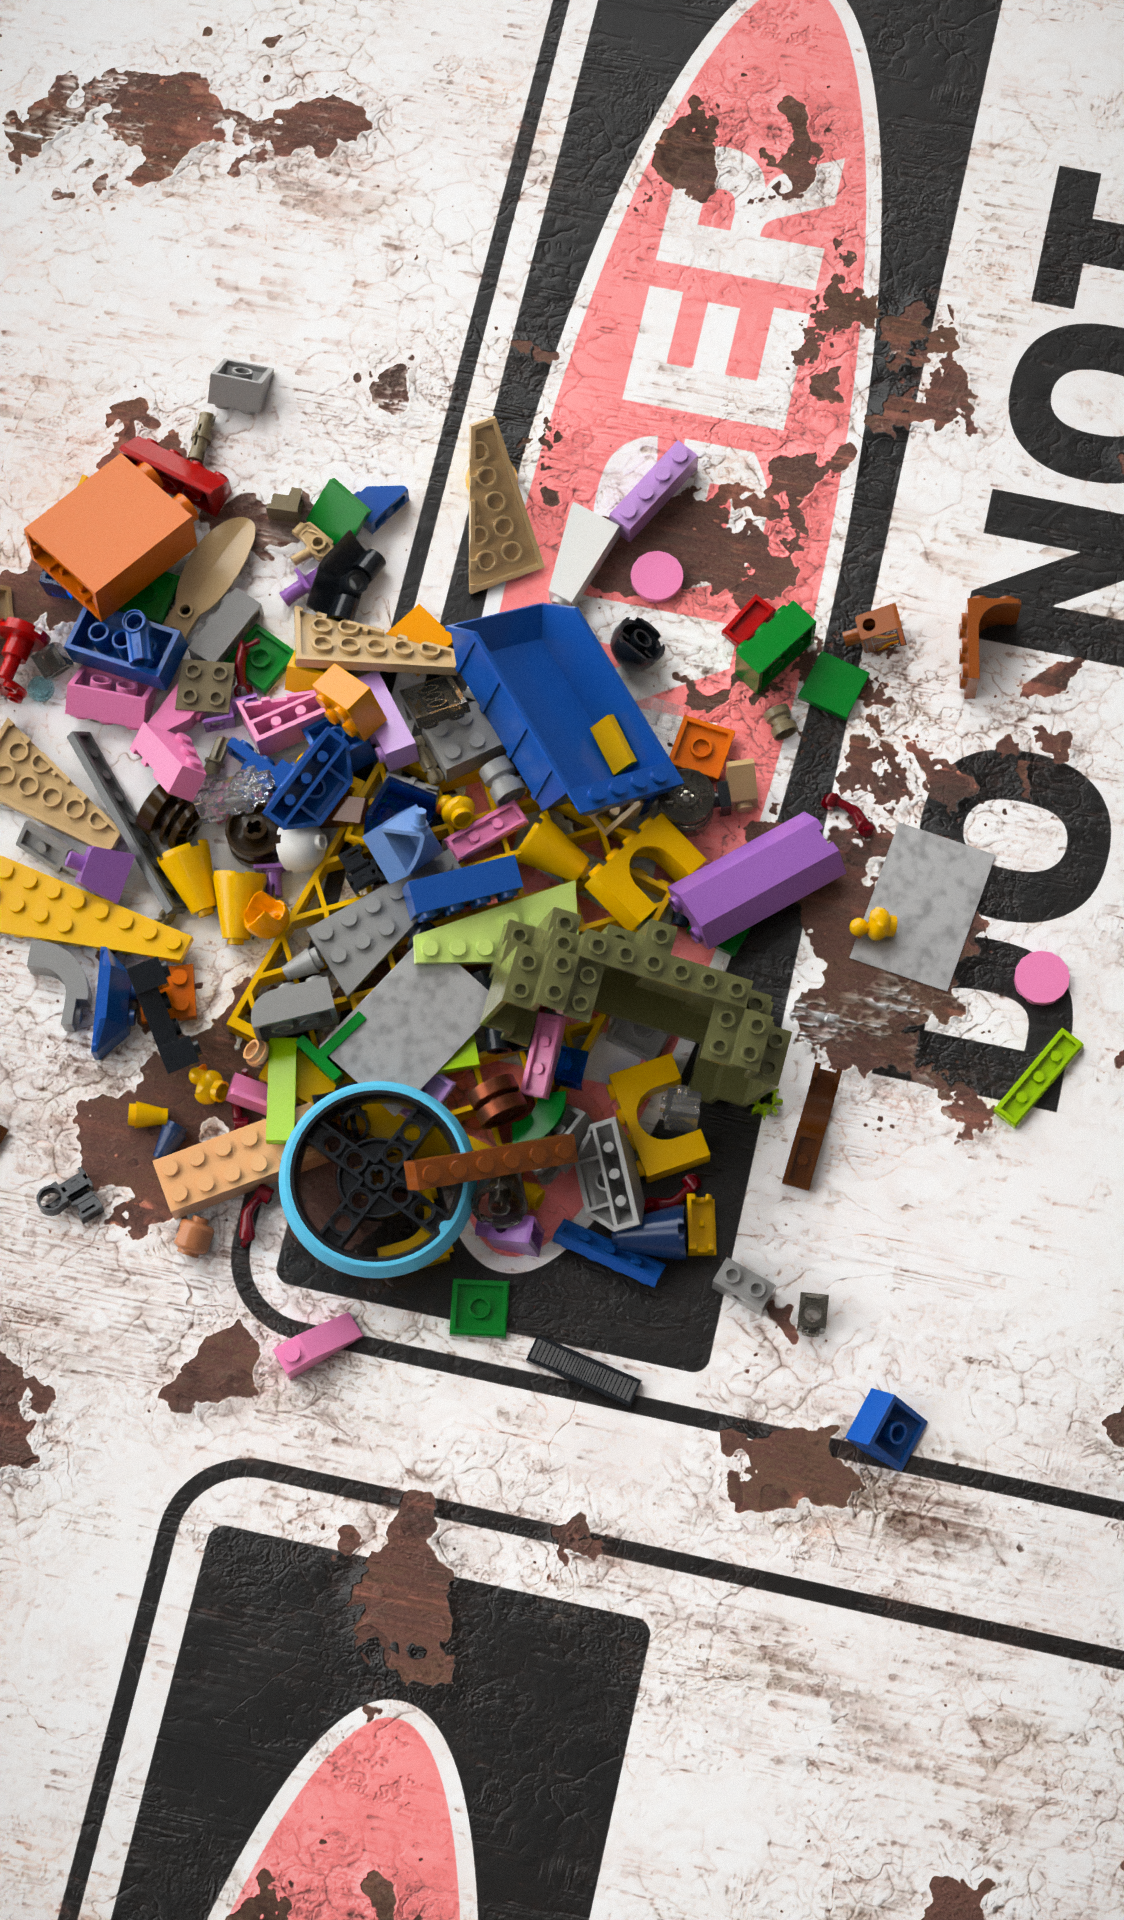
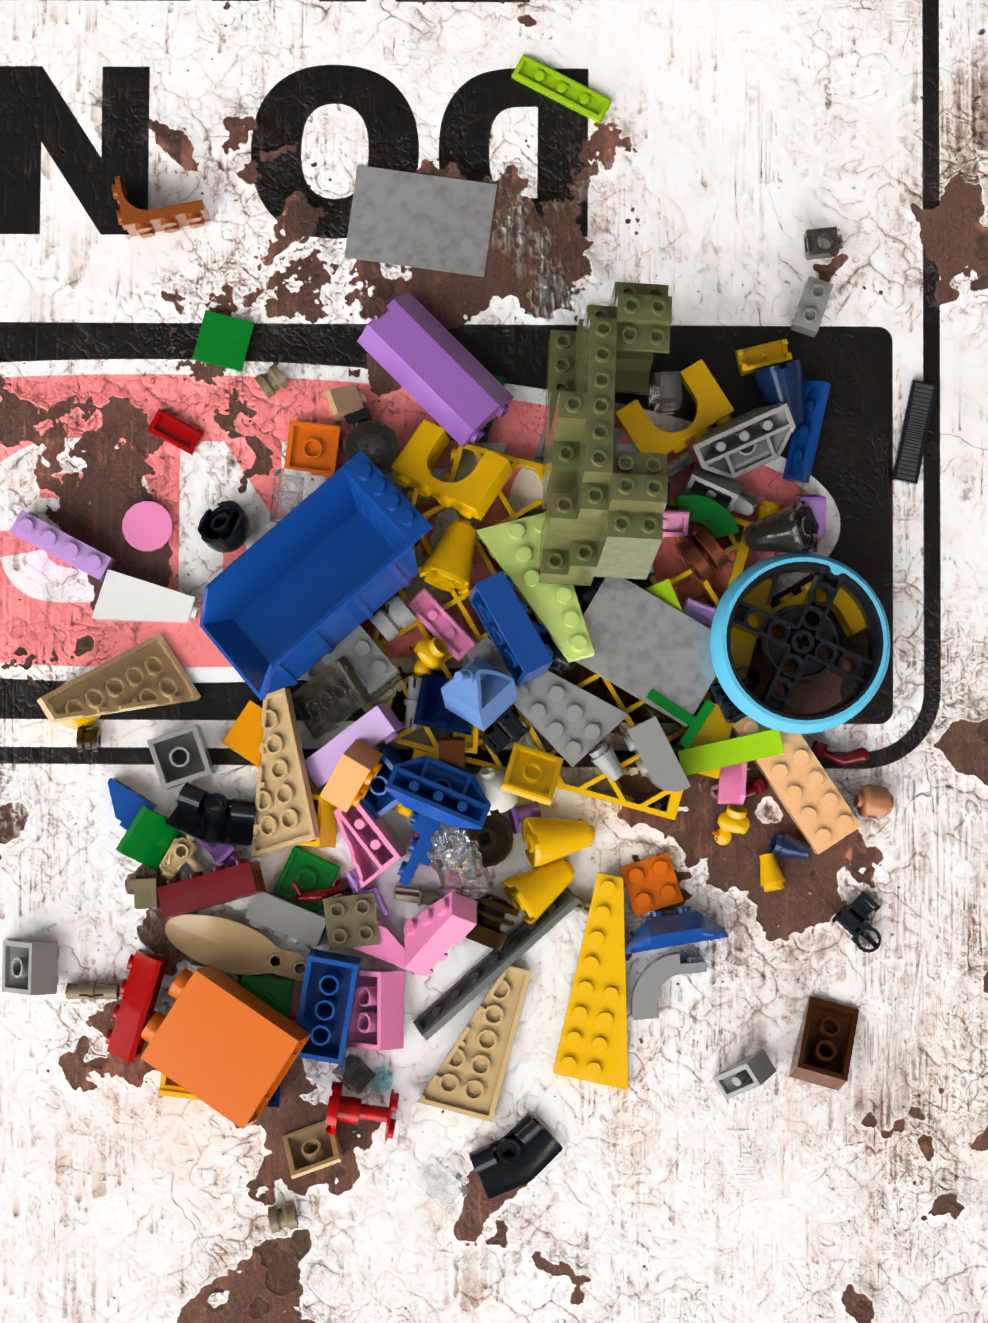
camera: 100 degrees left, 15 degrees up
(45, 847) = (539, 1026): light grey hinge -> none
(101, 871) = (552, 971): medium lavender torso -> none
(138, 639) = (329, 991): blue piece -> none
(147, 982) = (705, 863): black wedge -> none
(256, 1052) = (700, 784): light nougat plate -> none
(266, 916) = (569, 806): light orange hair -> none
(272, 561) = (211, 889): none -> dark red brick
(308, 885) = (532, 774): none -> yellow tile
(317, 1344) = (945, 669): bright pink slope -> none
(412, 560) = (181, 757): none -> light grey brick
(452, 479) = (88, 740): none -> dark brown wheel
(479, 1308) = (878, 535): green tile -> none
(490, 1162) = (793, 577): dark orange arch -> none
(598, 1098) = (676, 465): none -> light grey axle
(613, 744) = (330, 527): yellow tile -> none
(691, 1184) = (751, 400): dark red piece -> none
(774, 646) = (201, 399): green brick -> none
(811, 1128) = (679, 278): reddish brown piece -> none
(833, 800) = (355, 288): dark red piece -> none
(877, 630) = (159, 299): dark orange torso -> none
(878, 926) = (452, 254): yellow animal -> none
(886, 1429) = (909, 161): blue slope -> none
(1041, 978) = (468, 102): bright pink tile -> none

